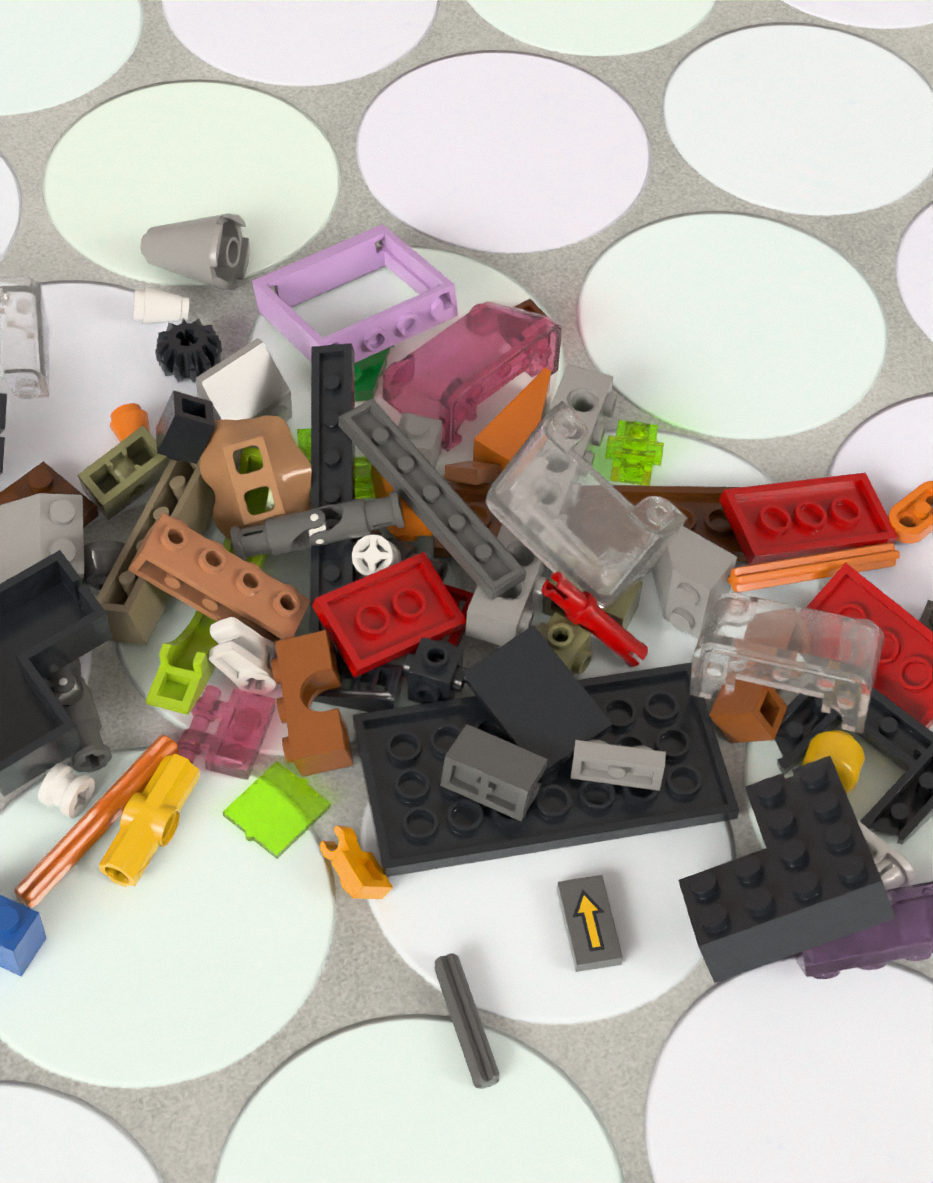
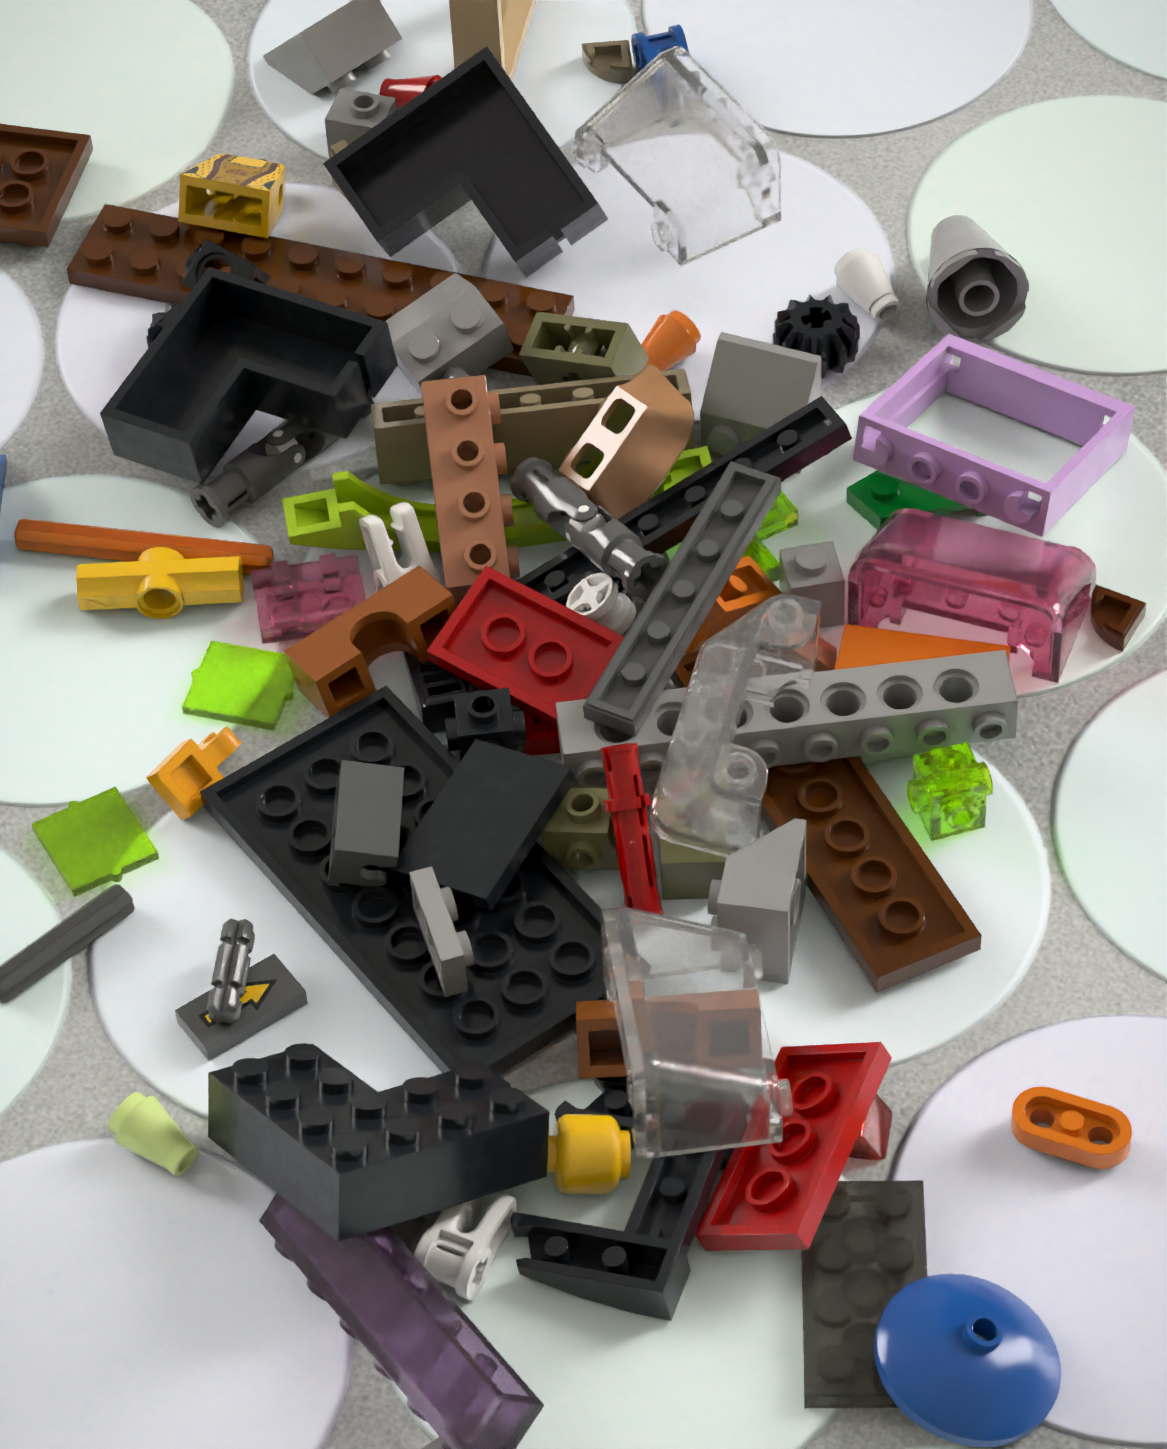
camera: 70 degrees right, 5 degrees down
(66, 790) = (157, 502): white wheel -> none
(184, 427) = (631, 344): black brick -> none
(372, 963) = (95, 841): none -> clear neon green piece
(569, 911) = (231, 971): none -> dark grey axle
(683, 1021) = (150, 1131): none -> yellowish green cone
(806, 517) = (957, 998): red plate -> none
(811, 567) = (870, 1025): orange axle -> none

